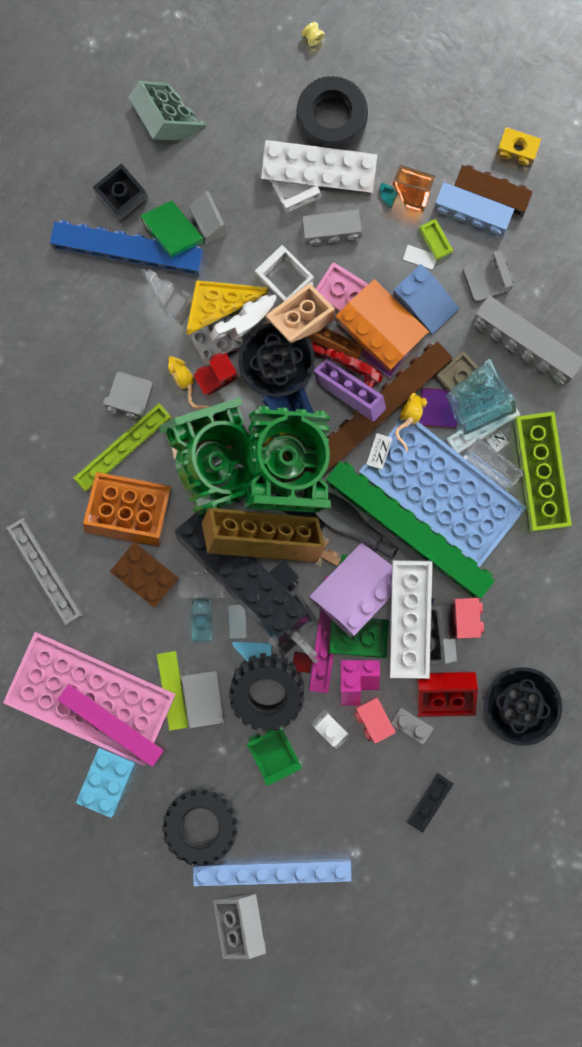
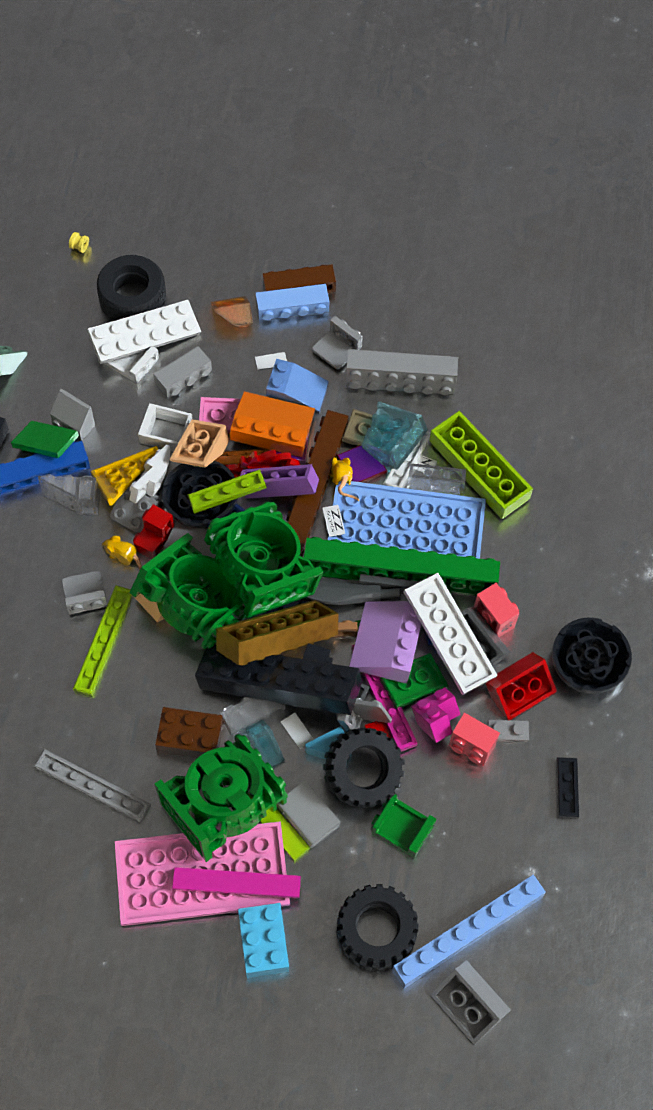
camera: 40 degrees left, 20 degrees down
(127, 509) = (139, 686): orange slope -> none
(170, 669) = (211, 824): none -> green brick
(298, 375) = (227, 491): none -> lime tile
(330, 729) = (440, 772): white torso -> none
(388, 194) = (214, 327): teal tile -> none
(435, 239) = (276, 340): lime tile -> none
(528, 143) = (299, 241): yellow brick -> none

